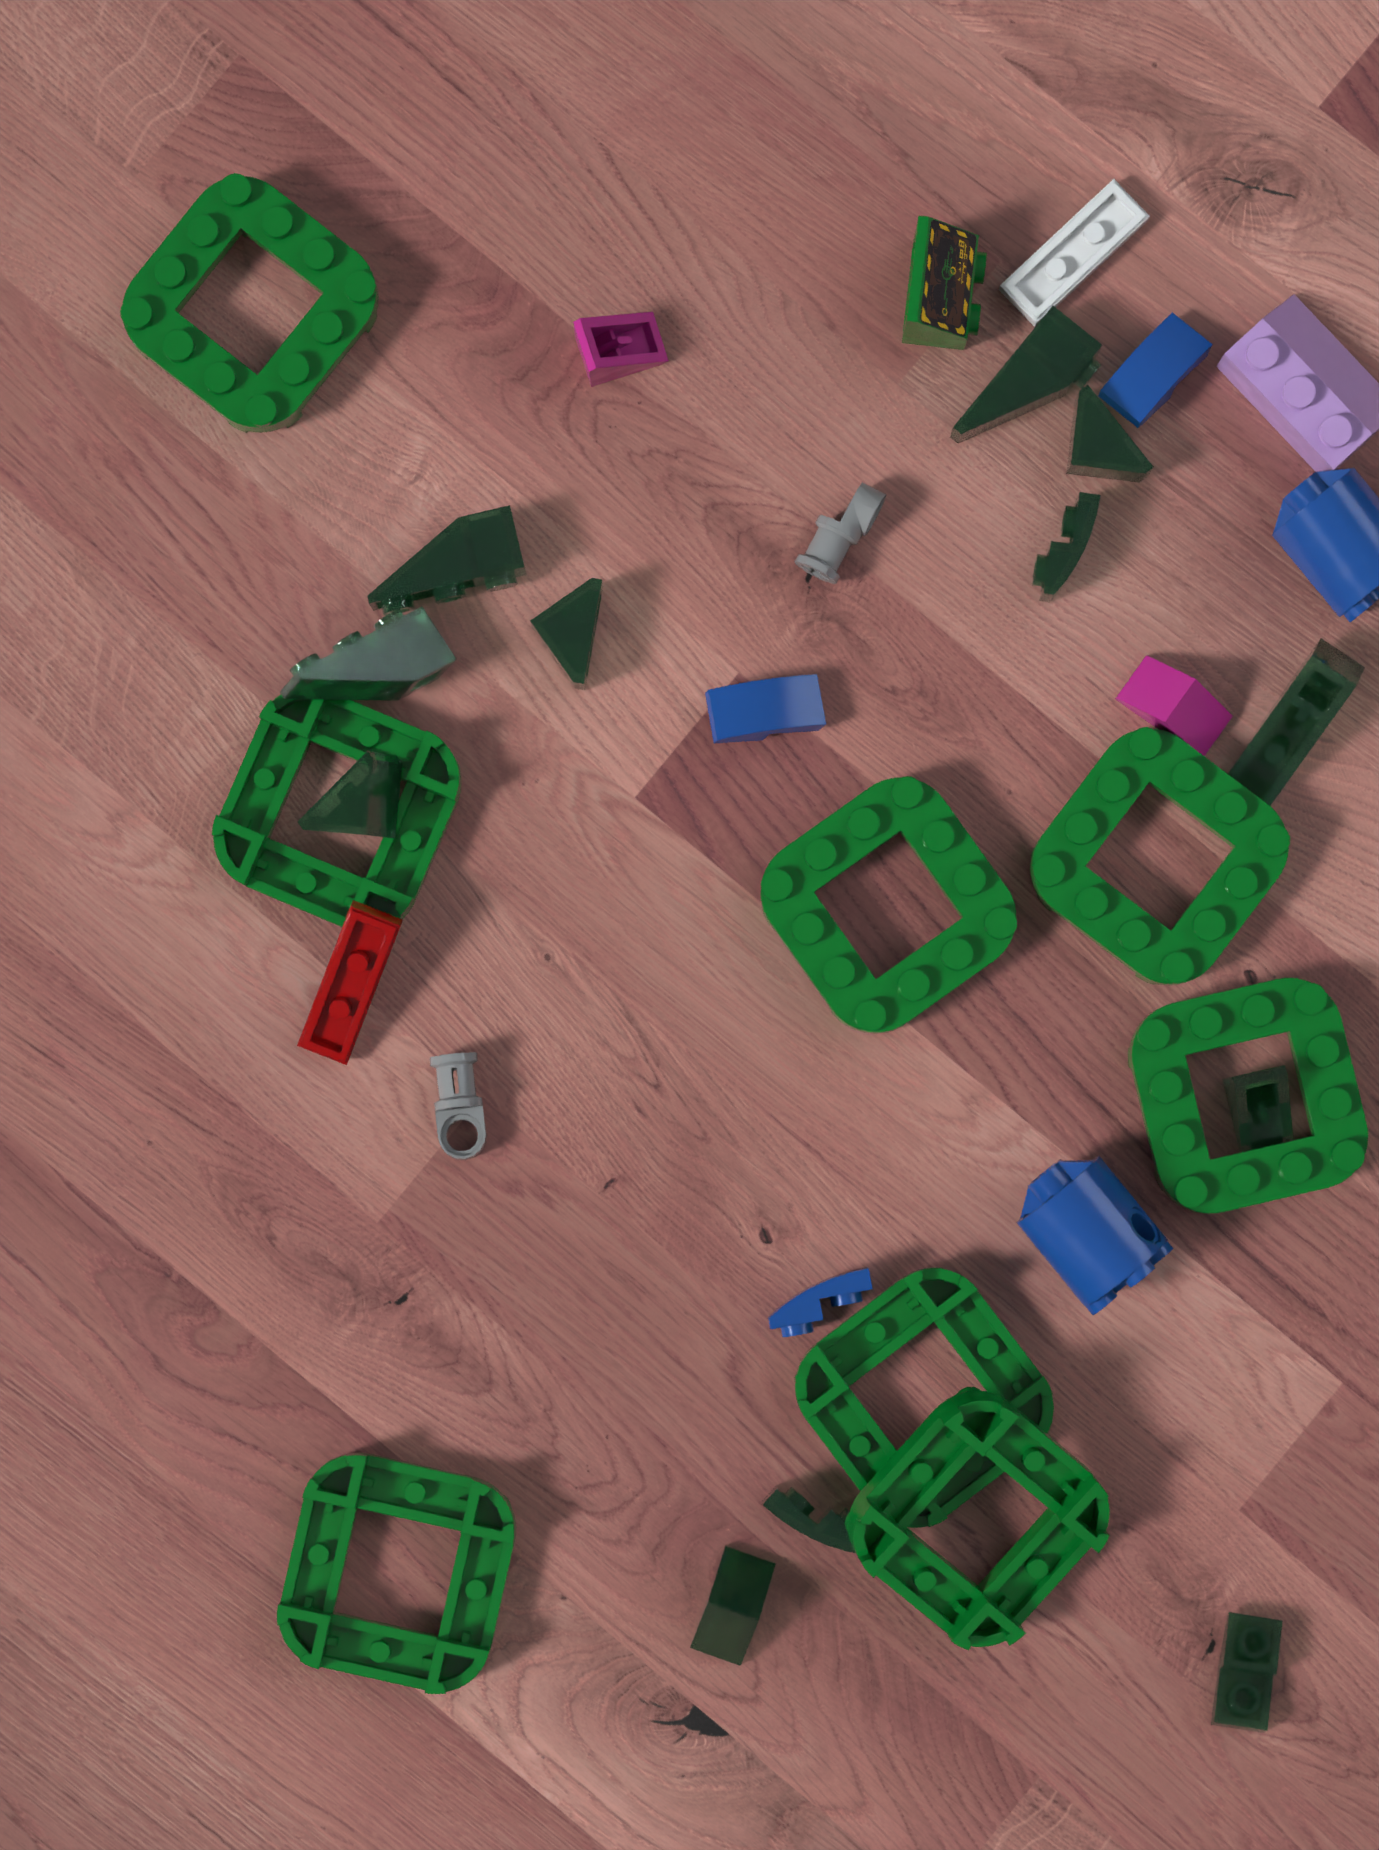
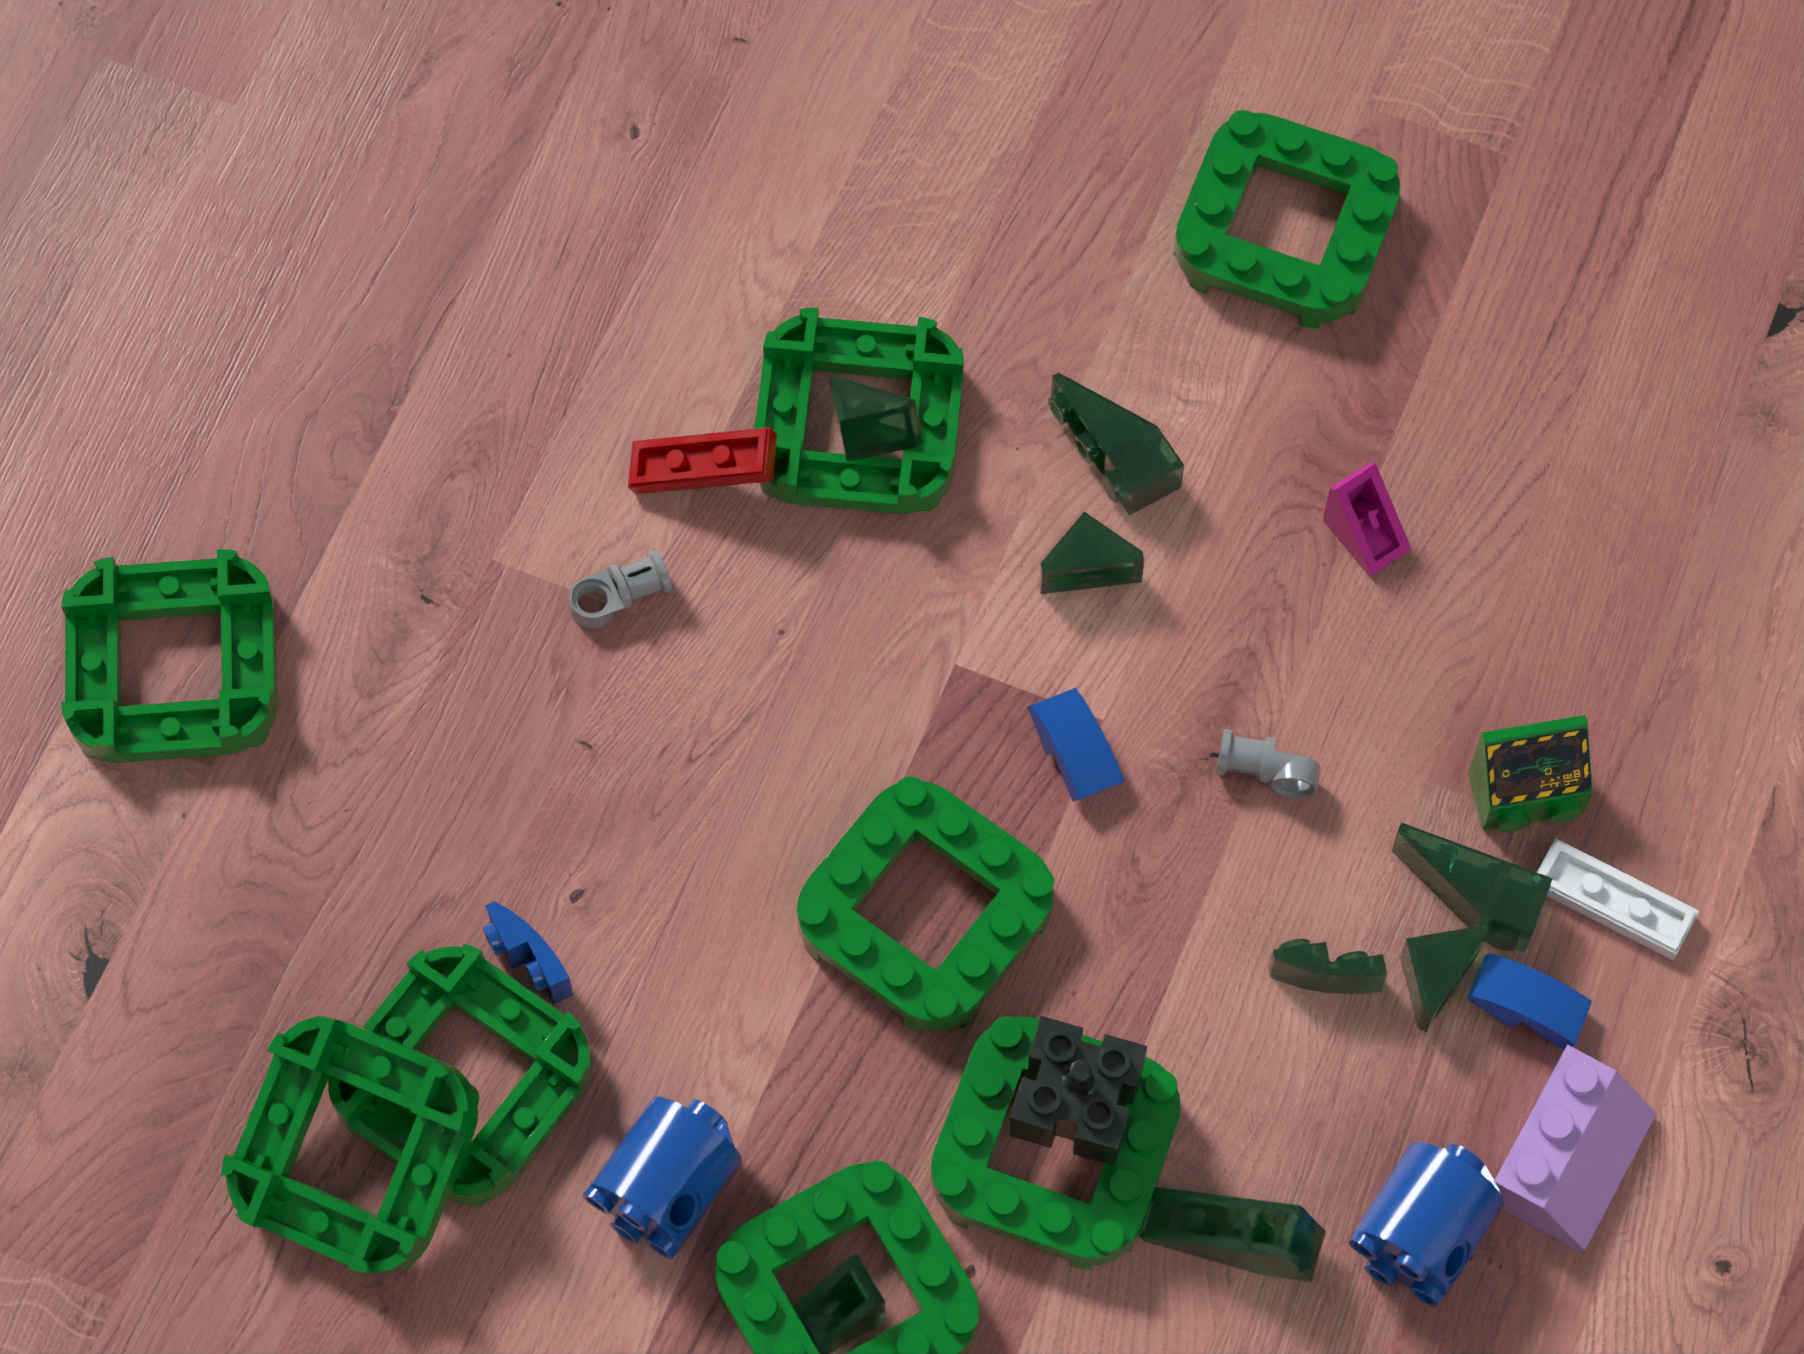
camera: 70 degrees right, 20 degrees down
(381, 666) = (1000, 400): slope -> none
(733, 1605) = (213, 960): clear green slope -> none
(795, 1512) = (315, 987): clear green slope -> none
(1140, 823) = (1077, 1091): none -> pearl dark grey brick
(1174, 704) = (1208, 1120): dark pink slope -> none

